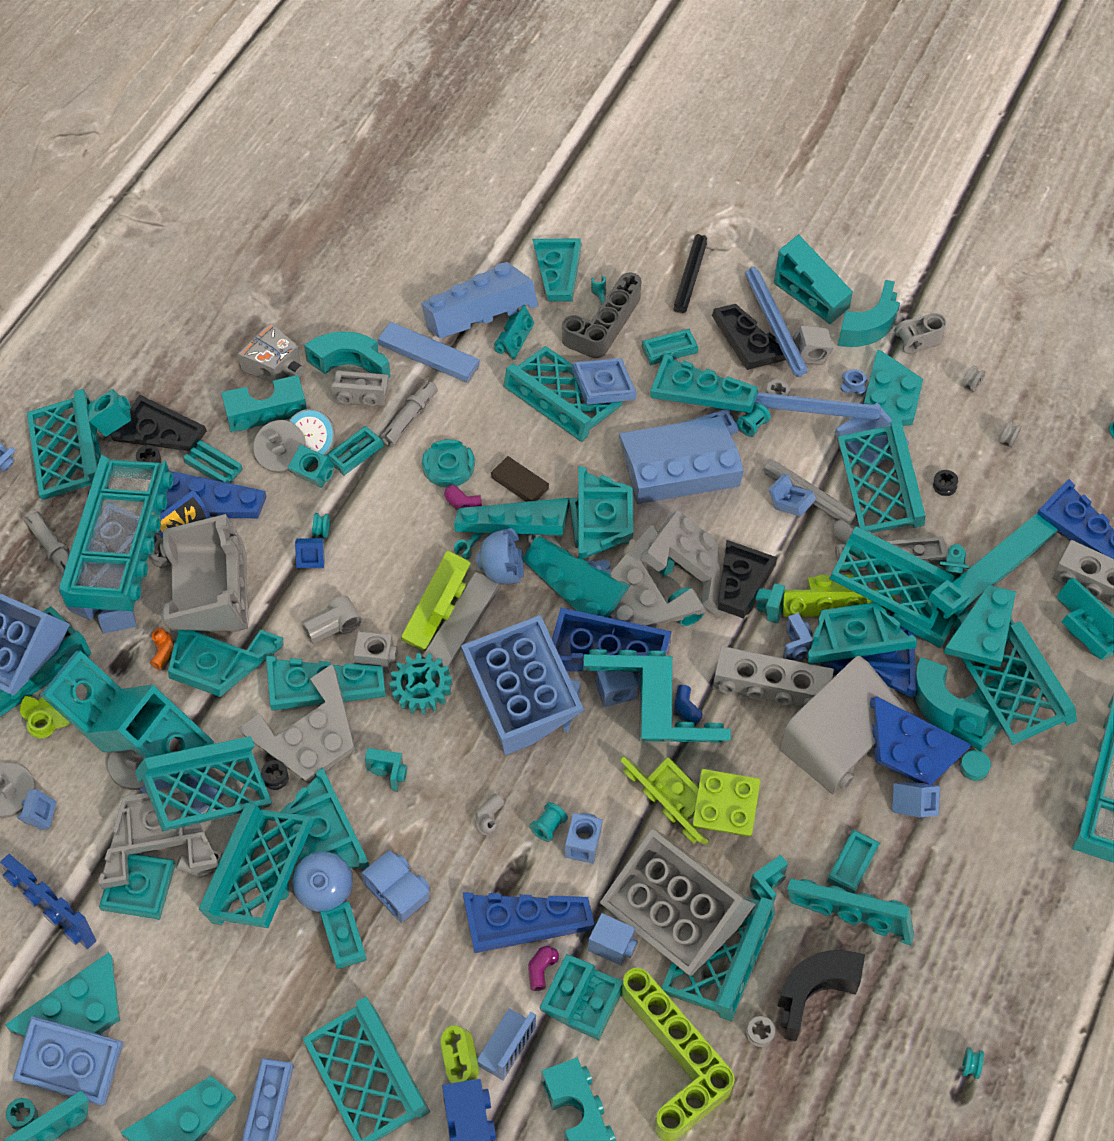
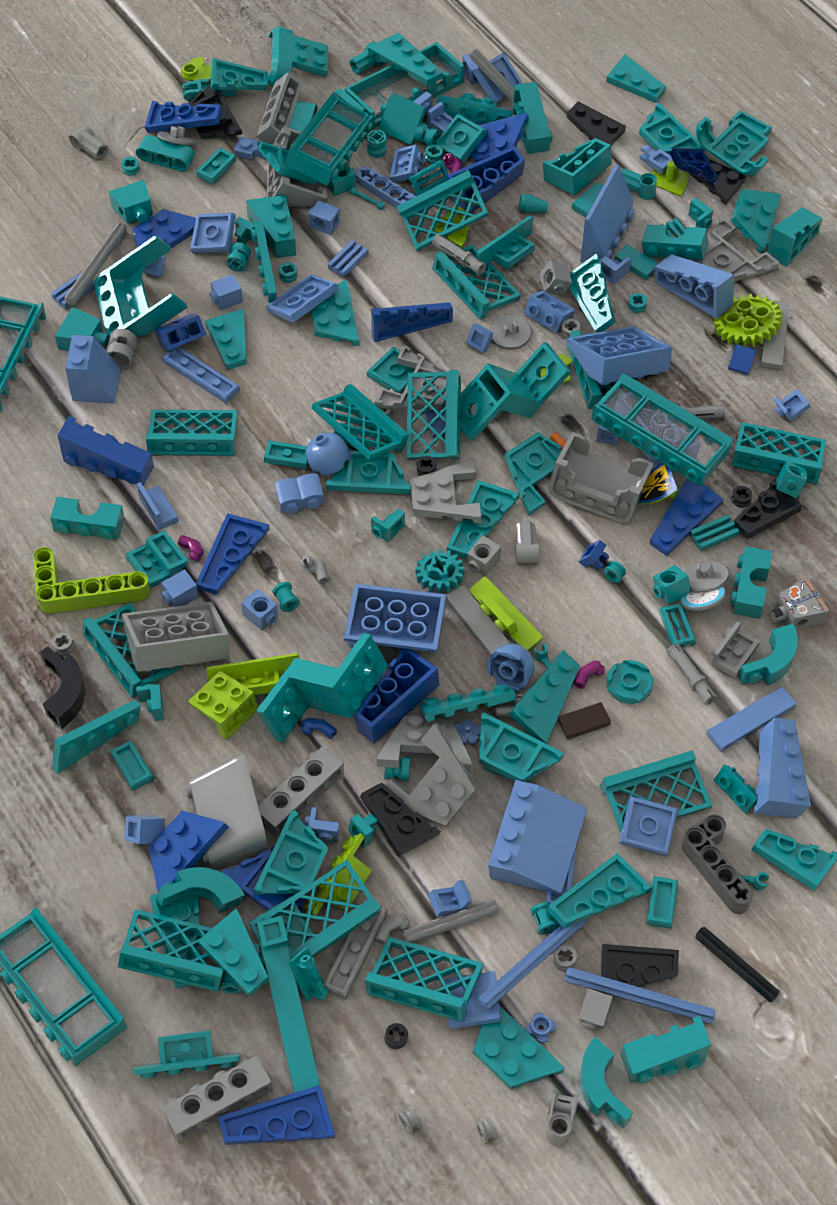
camera: 120 degrees right, 0 degrees up
(461, 1055) = (167, 478): lime beam -> none
(975, 765) = (142, 889): teal tile -> none

